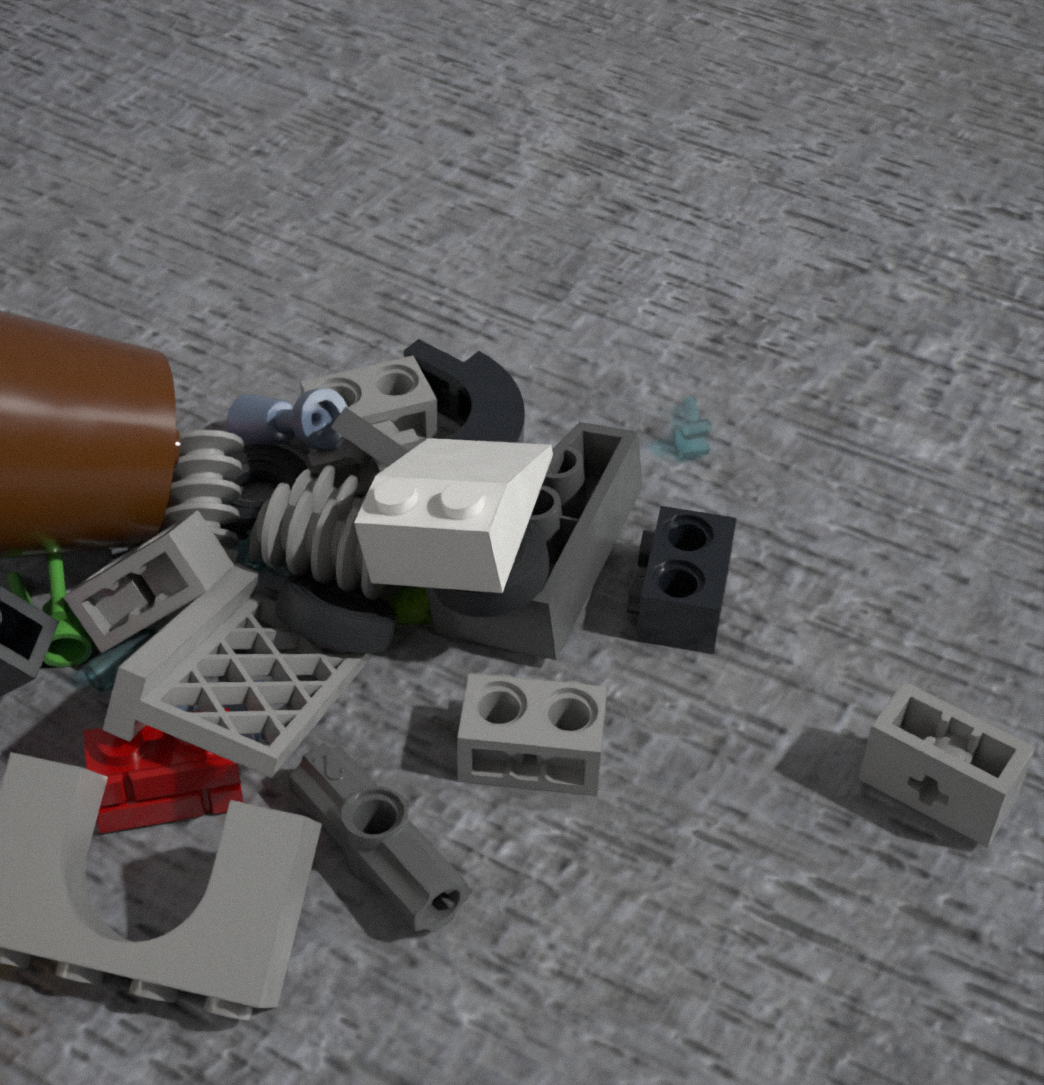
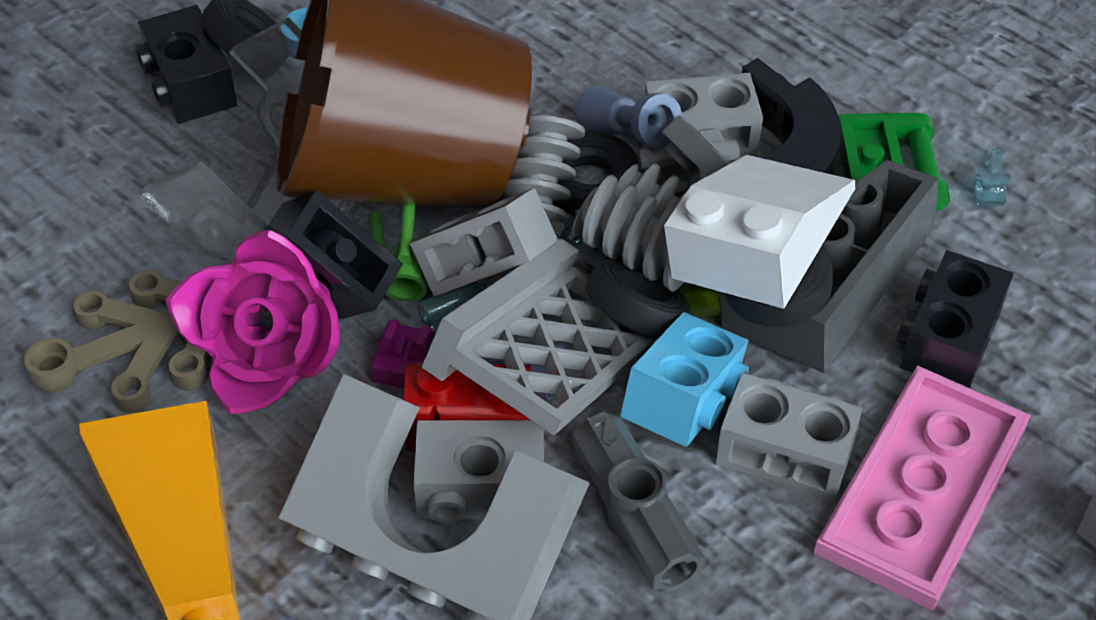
camera: 15 degrees right, 5 degrees up
(68, 718) = (397, 348): none -> magenta tile
(158, 822) = (457, 449): none -> light grey brick
(405, 693) = (684, 379): none -> medium azure brick
(560, 404) = (873, 139): none -> green plate
(686, 764) = (922, 487): none -> bright pink tile

